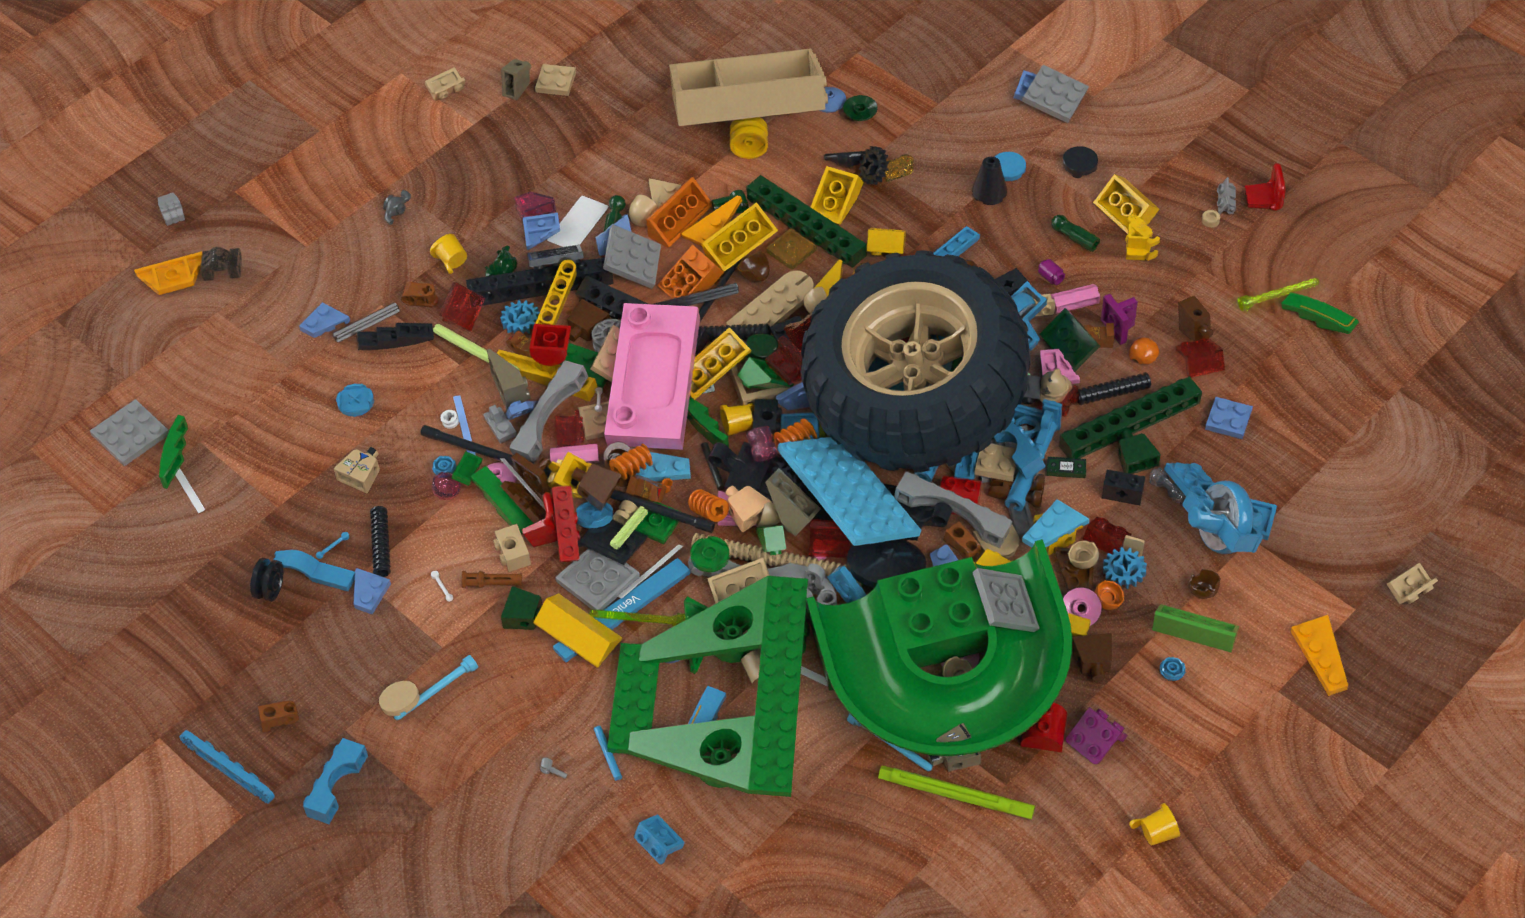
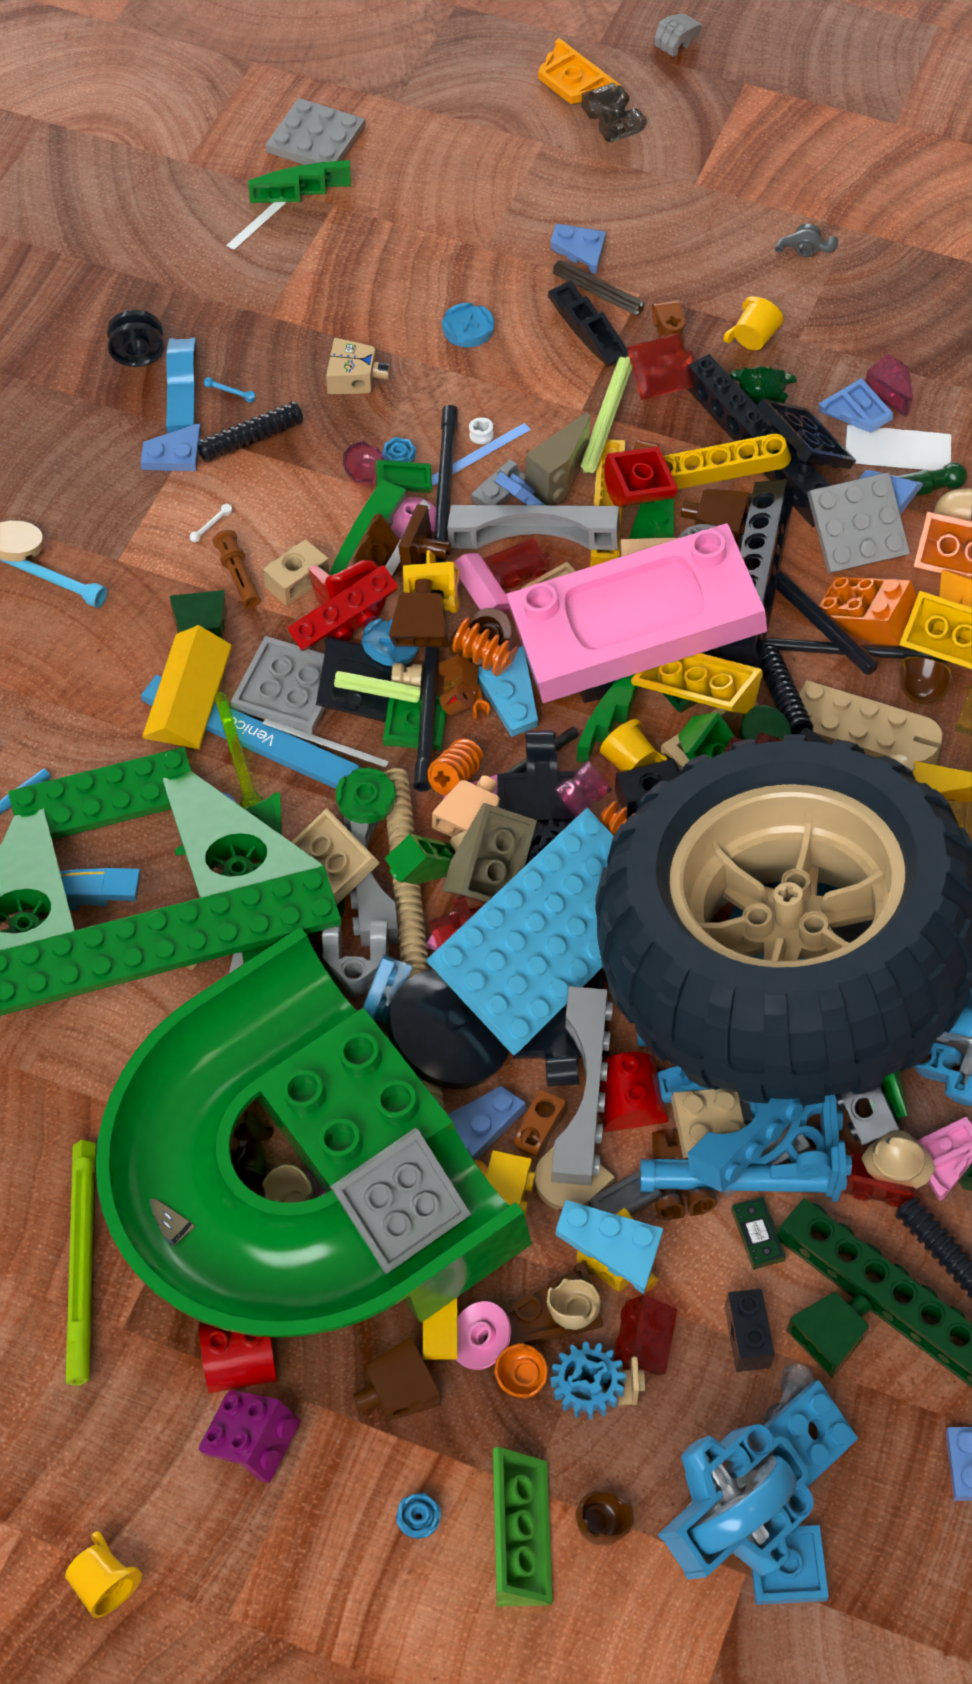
camera: 65 degrees right, 5 degrees up
(519, 317) = (685, 436): dark azure gear -> none

